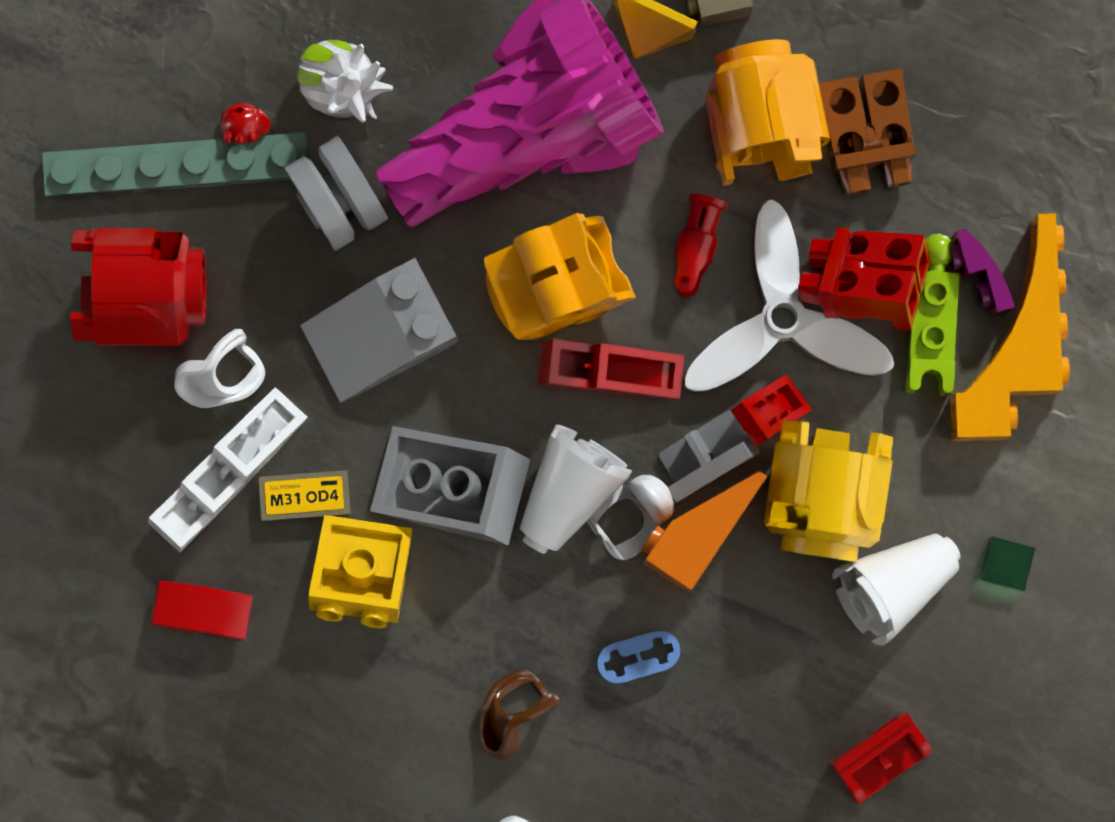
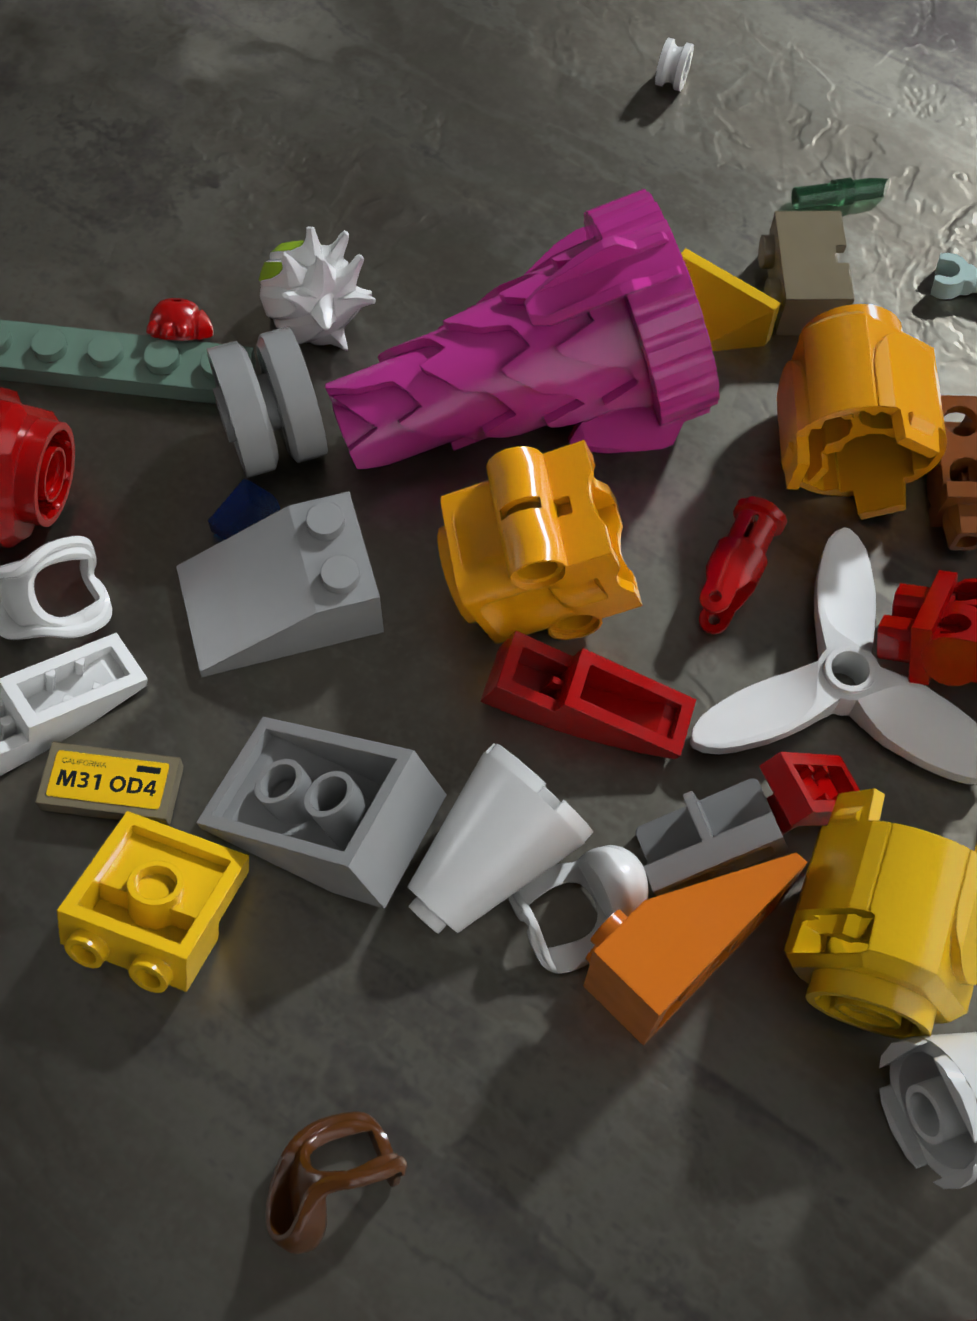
camera: 10 degrees right, 20 degrees down
(340, 274) = (242, 509): none -> clear blue tile
(635, 646) = (549, 1110): medium blue beam -> none

